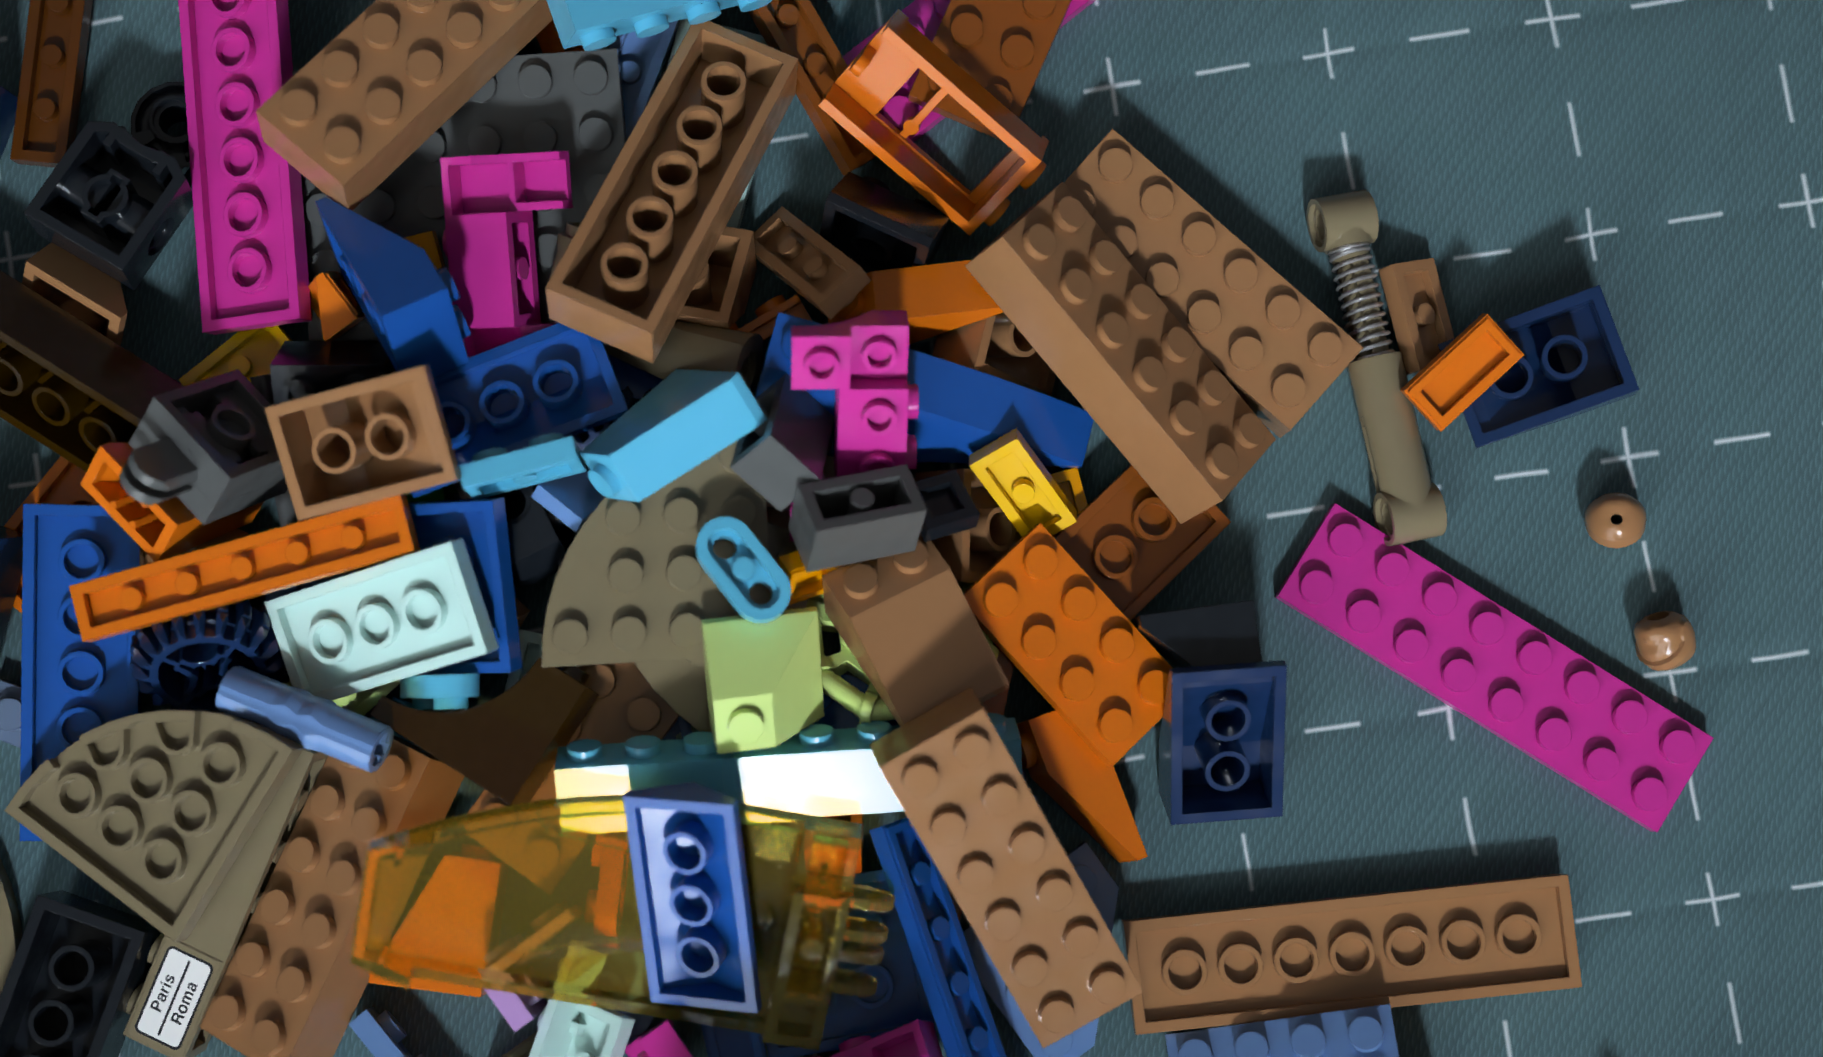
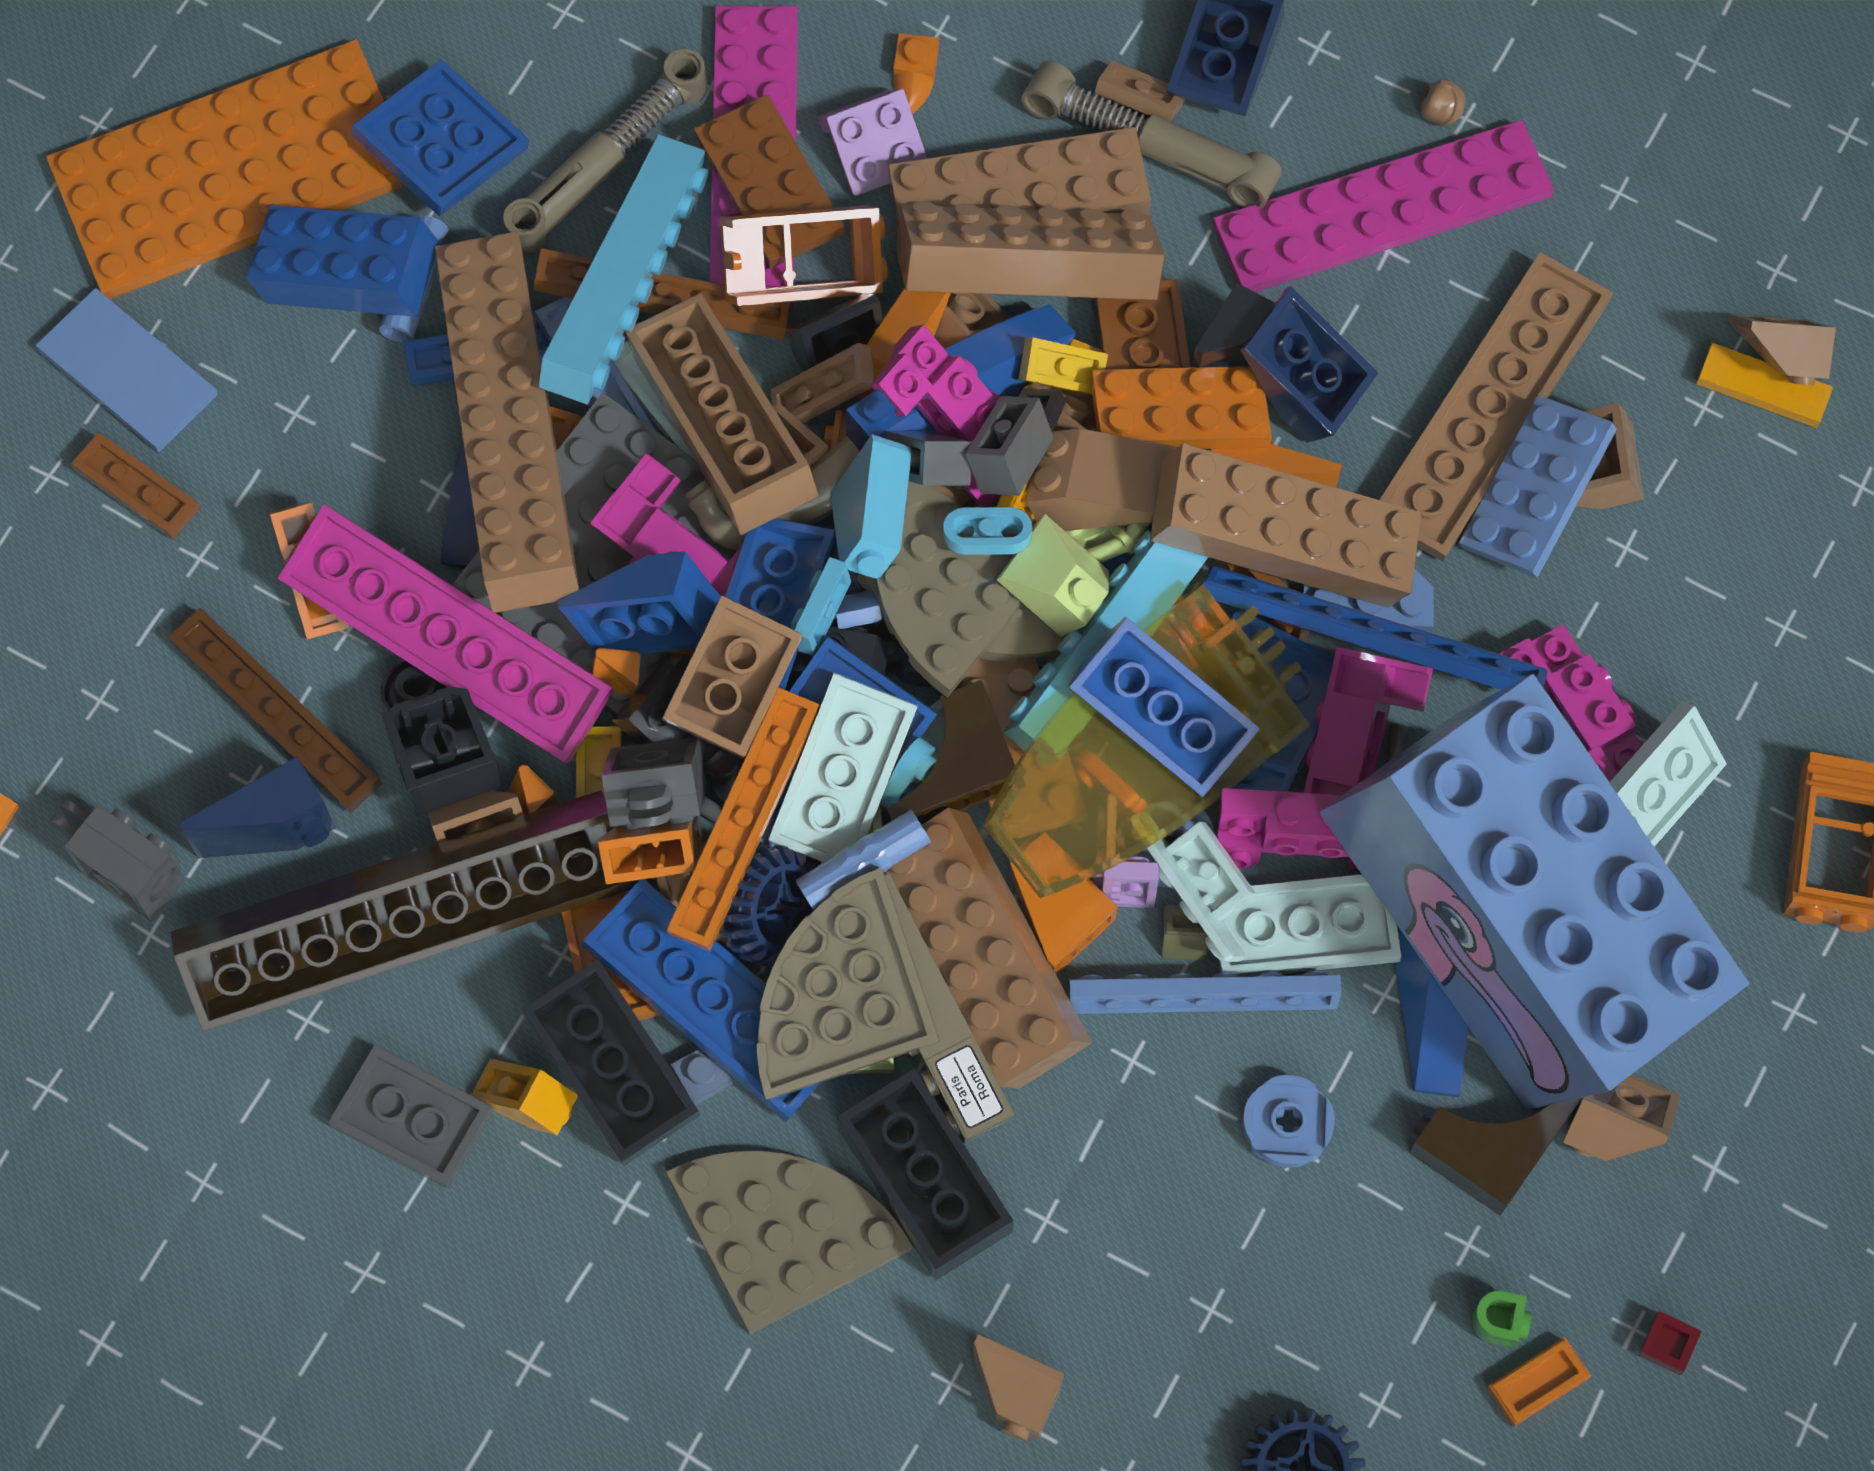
camera: 50 degrees left, 15 degrees down
(165, 326) = (531, 791): none -> orange slope
(1143, 86) = (872, 137): none -> lavender bracket
(1260, 64) = (915, 67): none -> orange plate
(1462, 372) = (1194, 86): orange tile -> none
(1603, 531) = (1350, 77): medium nougat piece -> none

